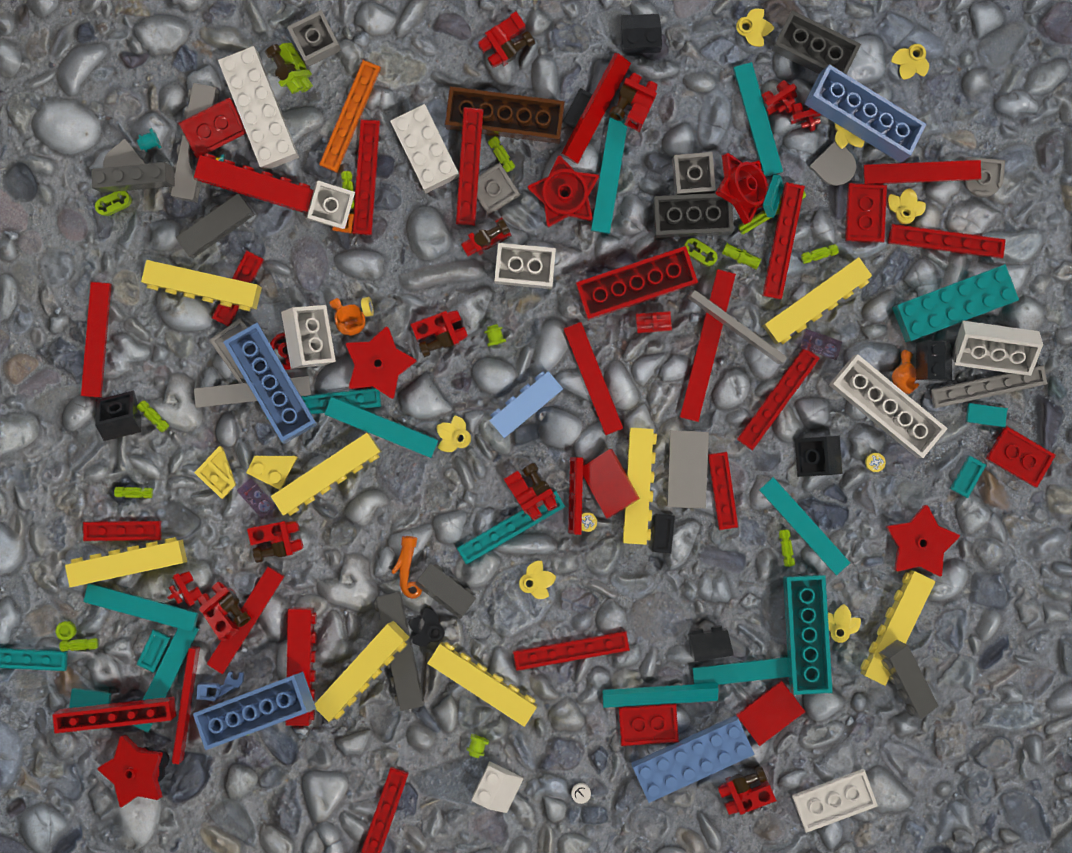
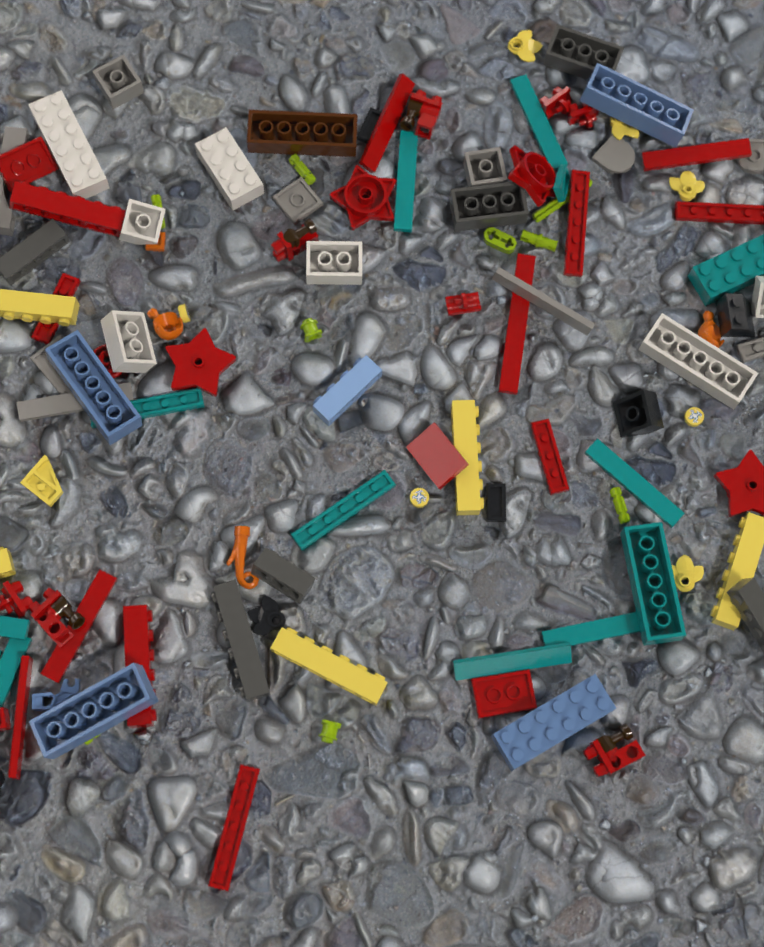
camera: 15 degrees left, 15 degrees down
(256, 498) = (84, 504): clear purple tile -> none
(272, 469) = (98, 474): light yellow wing -> none
(280, 539) = (109, 537): red hips -> none
(290, 67) = (96, 106): lime hips -> none
(325, 474) = (153, 473): light yellow brick -> none
(350, 116) = (155, 148): orange tile -> none
(361, 671) = (202, 662): light yellow brick -> none
(366, 177) = (175, 200): red tile -> none
(381, 427) = (206, 423): teal tile -> none
(442, 328) = (257, 324): red hips -> none
(450, 433) = (275, 424): light yellow plate -> none
(469, 166) = (273, 179): red tile -> none
(497, 788) = (354, 774): white slope -> none
(500, 40) = (293, 69): red hips -> none
(531, 497) = (360, 476): red hips -> none
(539, 578) = (377, 557): light yellow plate -> none
(571, 650) = (416, 626): red tile -> none
(575, 496) = (405, 472): red tile -> none
(581, 793) = (442, 772): white tile -> none
(593, 378) = (410, 363): red tile -> none
(636, 283) = (442, 270): red brick -> none
(641, 33) = (422, 59): black slope -> none
(687, 469) = (512, 439): light grey tile -> none
(710, 643) = (556, 603): black slope -> none
(770, 713) = (627, 670): red tile -> none
(778, 399) = (591, 366): red tile -> none
(816, 301) = (616, 273): light yellow brick -> none
(819, 253) = (612, 233): lime axle -> none
(821, 344) = (625, 312): clear purple tile -> none
(834, 800) = (704, 754): white tile -> none
(865, 213) = (650, 194): red tile -> none
(909, 63) = (670, 65): light yellow plate -> none

